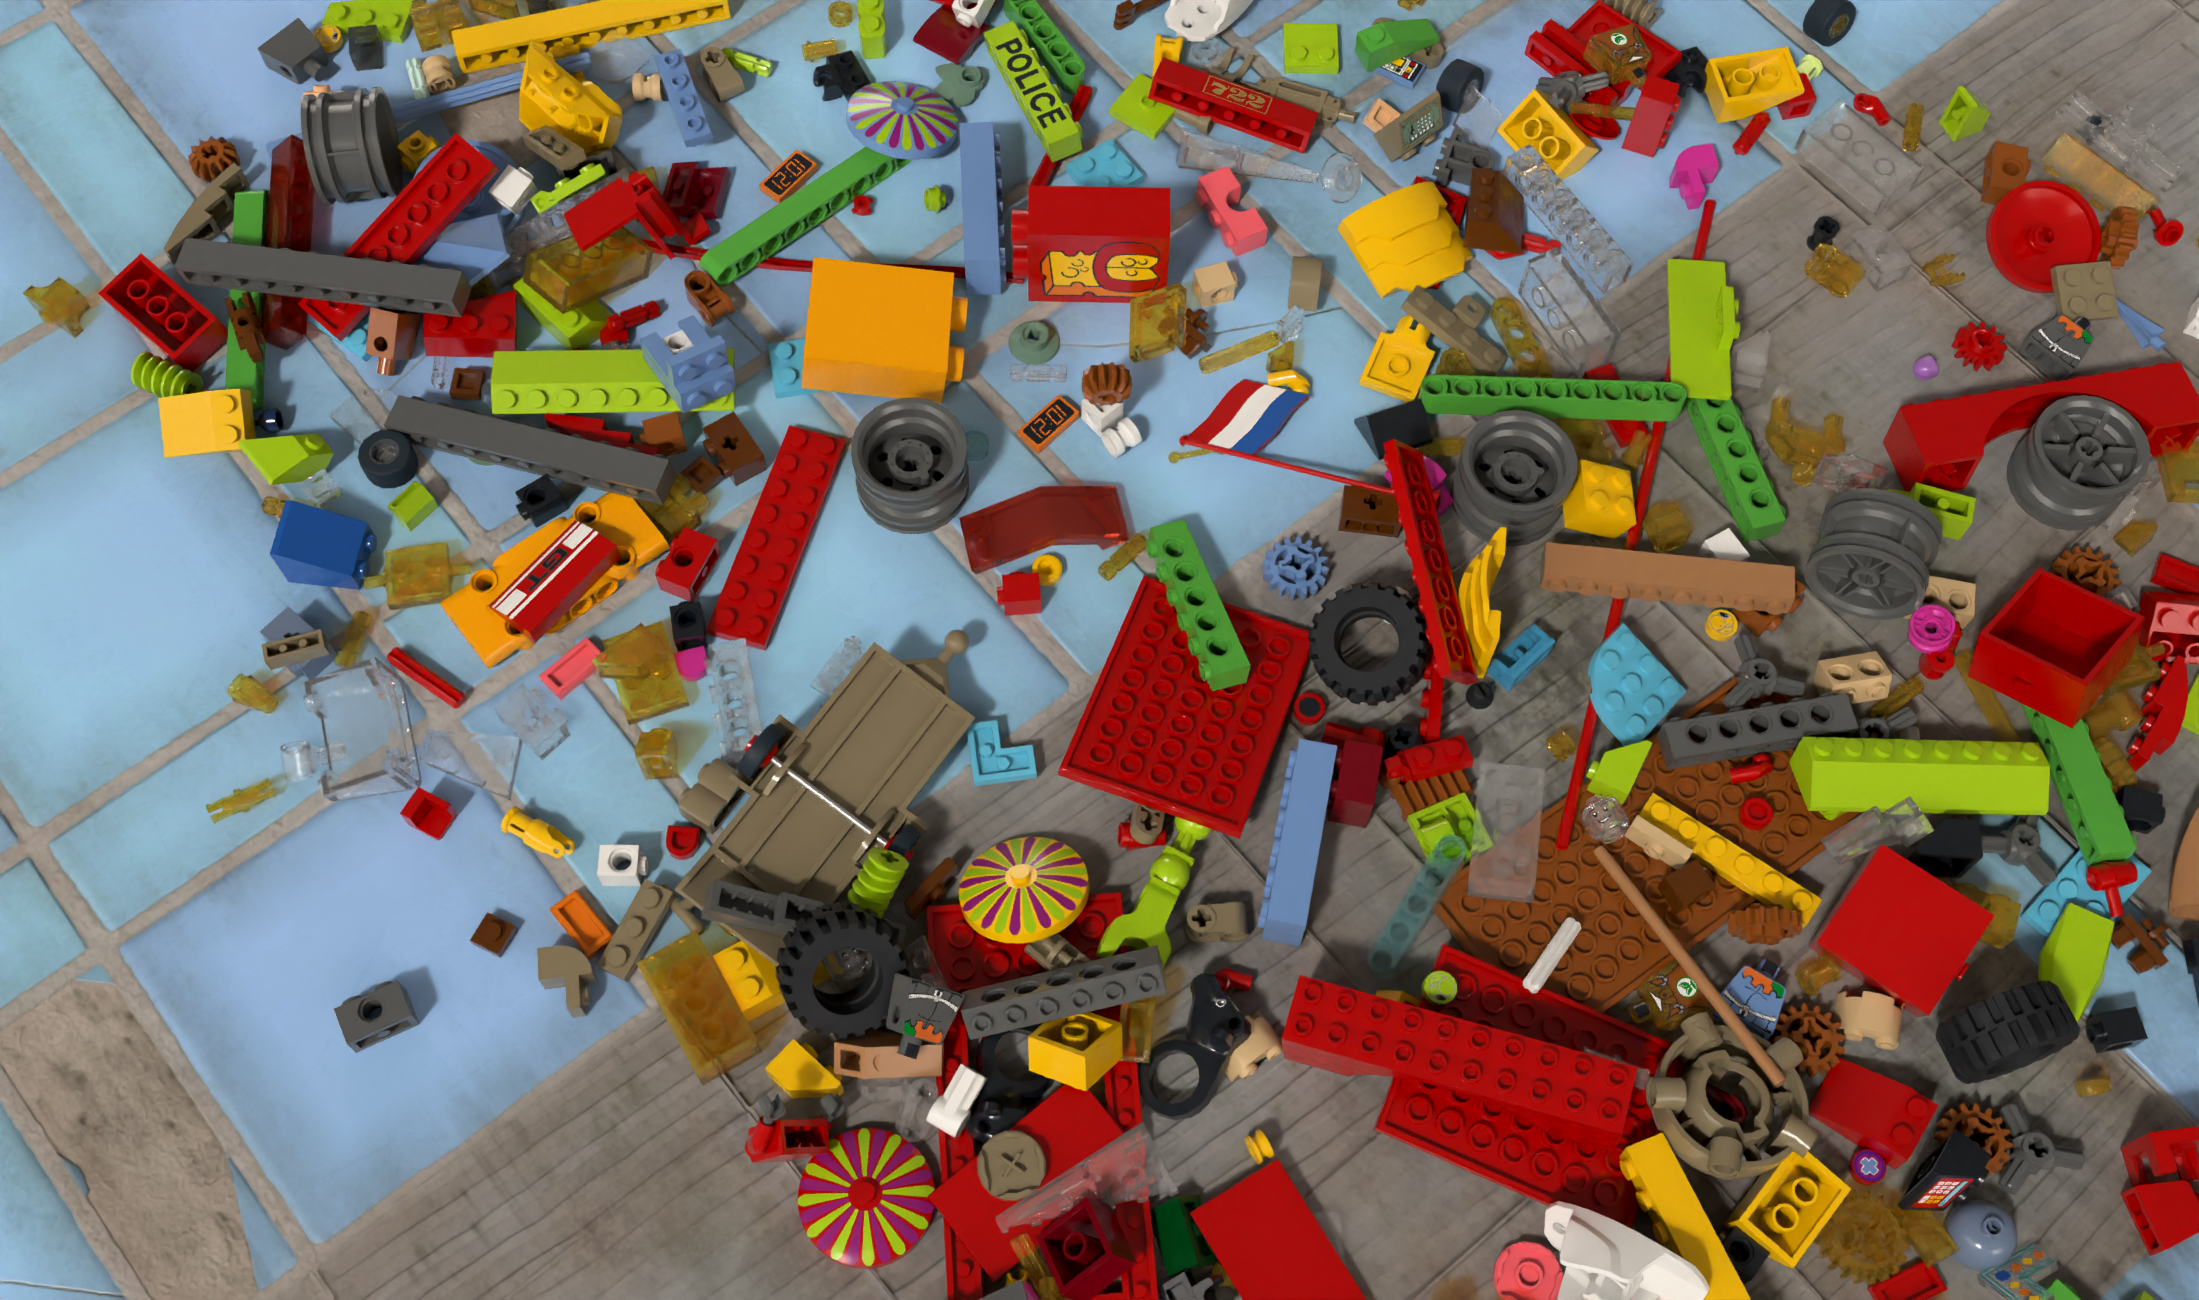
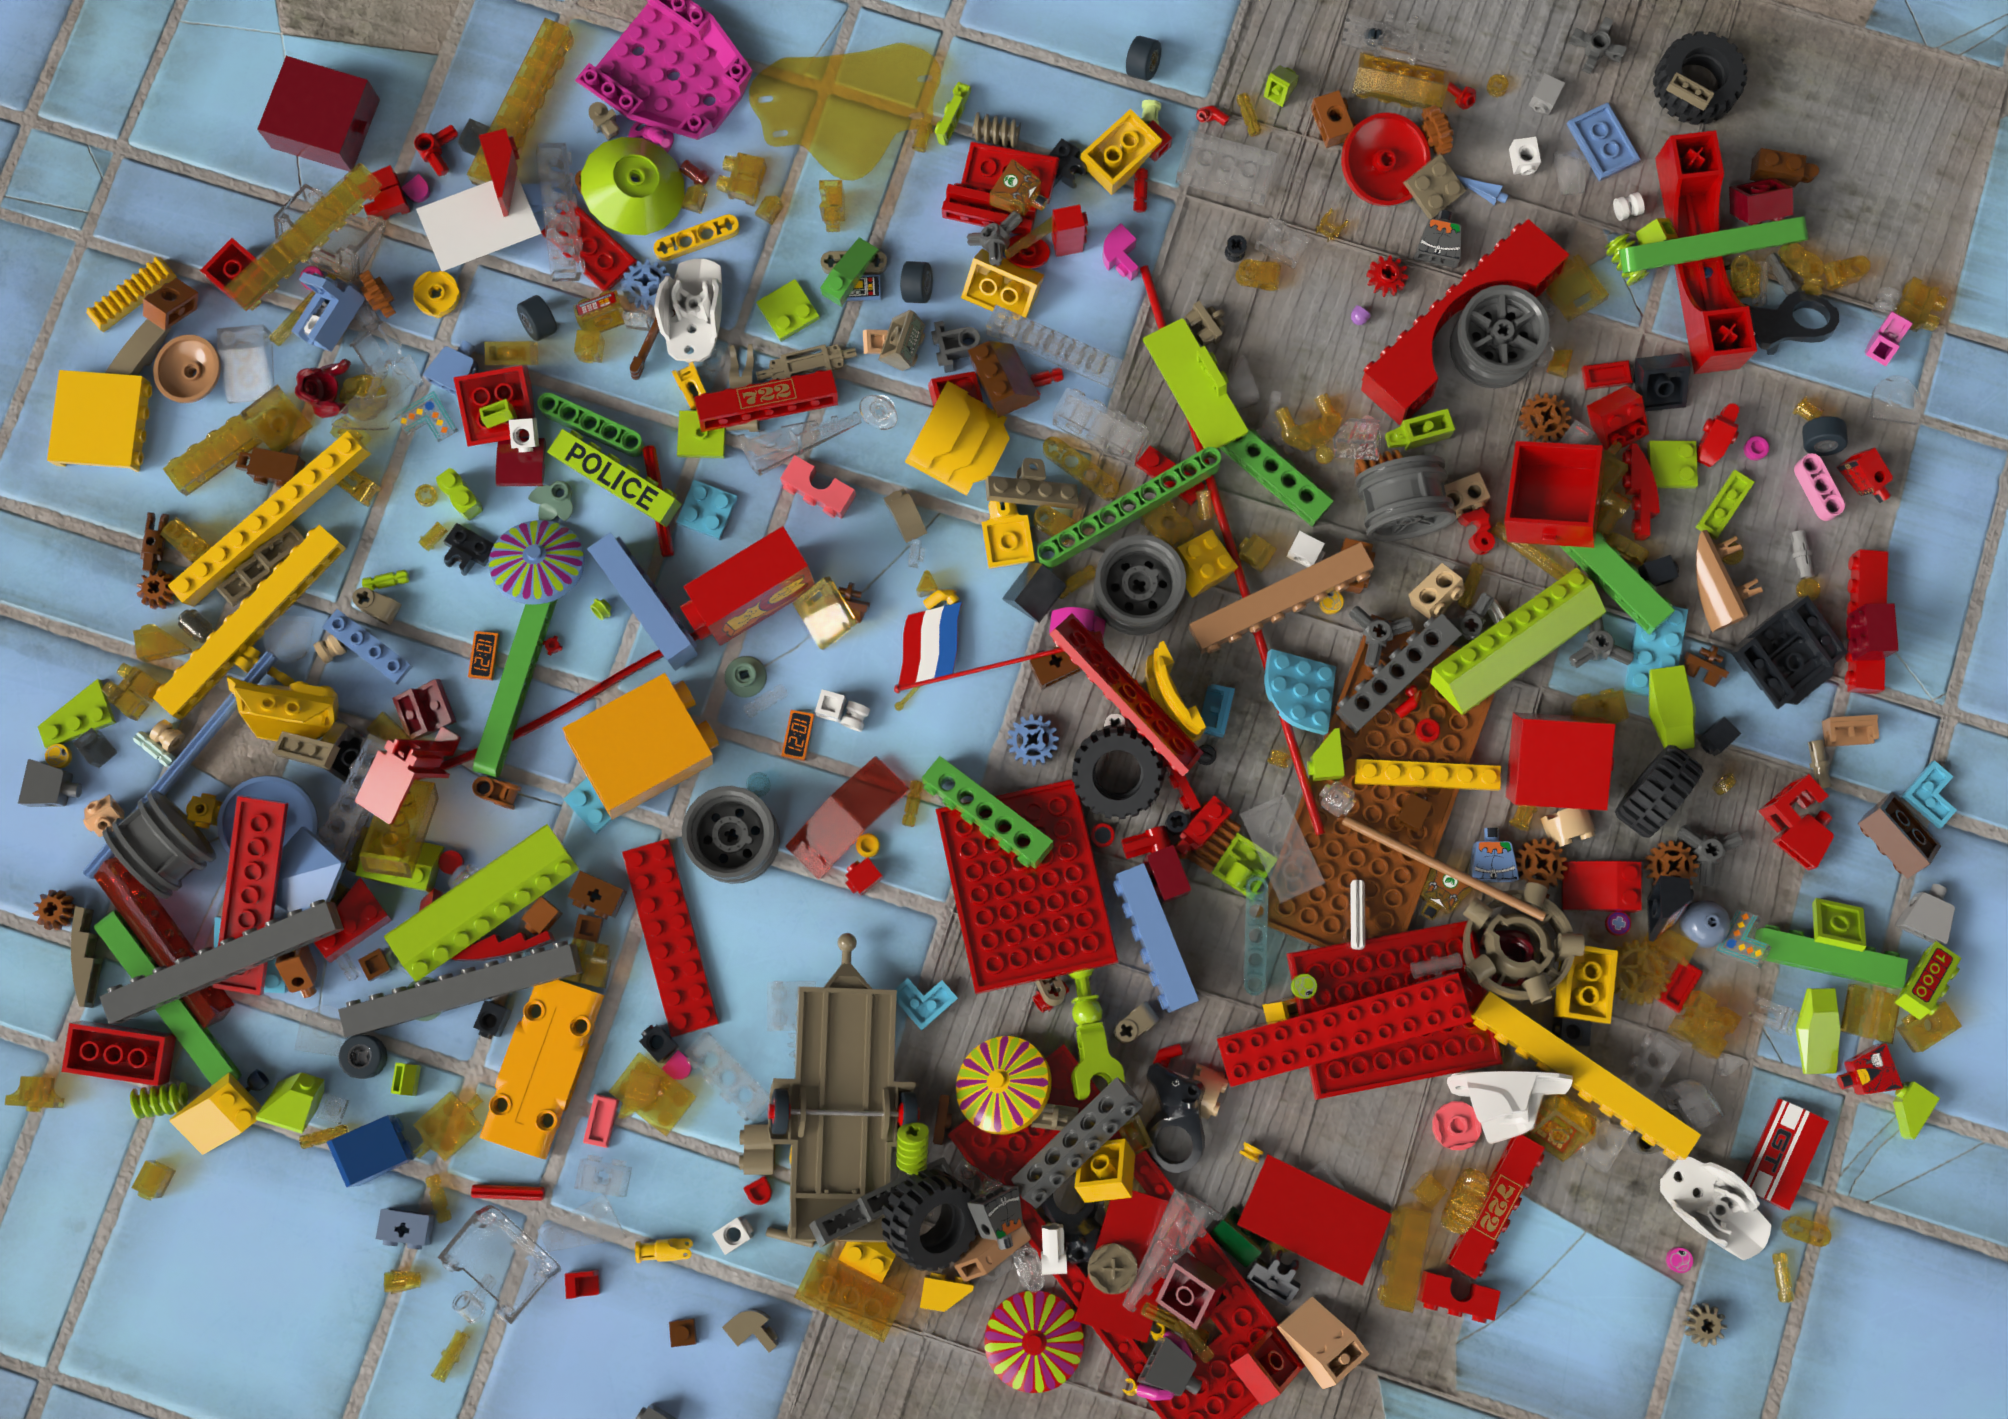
camera: 30 degrees left, 15 degrees up
(99, 448) = (153, 1180): none -> clear yellow brick
(247, 326) = (201, 1033): reddish brown hinge -> none
(295, 649) = (412, 1237): dark tan piece -> none
(513, 189) = (301, 801): white brick -> none
(556, 580) = (549, 1074): red slope -> none
(568, 188) = (340, 774): lime hinge -> none
(582, 924) = (734, 1288): orange tile -> none
(633, 316) = (454, 839): red axle -> none
(636, 930) = (773, 1270): dark tan plate -> none
(657, 754) = (702, 1145): clear yellow slope -> none
(687, 580) = (635, 1010): red brick -> none
(690, 364) = (544, 870): medium blue brick -> none
(793, 1137) = (969, 1340): red torso -> none
(1106, 384) = (828, 694): dark orange gear -> none
(1214, 284) = (843, 554): tan brick -> none
(1238, 352) = (892, 596): clear yellow axle -> none
(1478, 119) = (945, 301): clear piece -> none
(1658, 843) = (1380, 794): tan plate -> none
(1752, 283) = (1210, 330): none -> dark tan hips
(1764, 924) = (1474, 806): dark orange gear -> none
(1897, 825) = (1511, 699): clear slope -> none
(1928, 618) = (1465, 518): dark pink wheel -> none
(1950, 848) = (1557, 679): black slope -> none
(2108, 878) = (1666, 635): red piece -> none

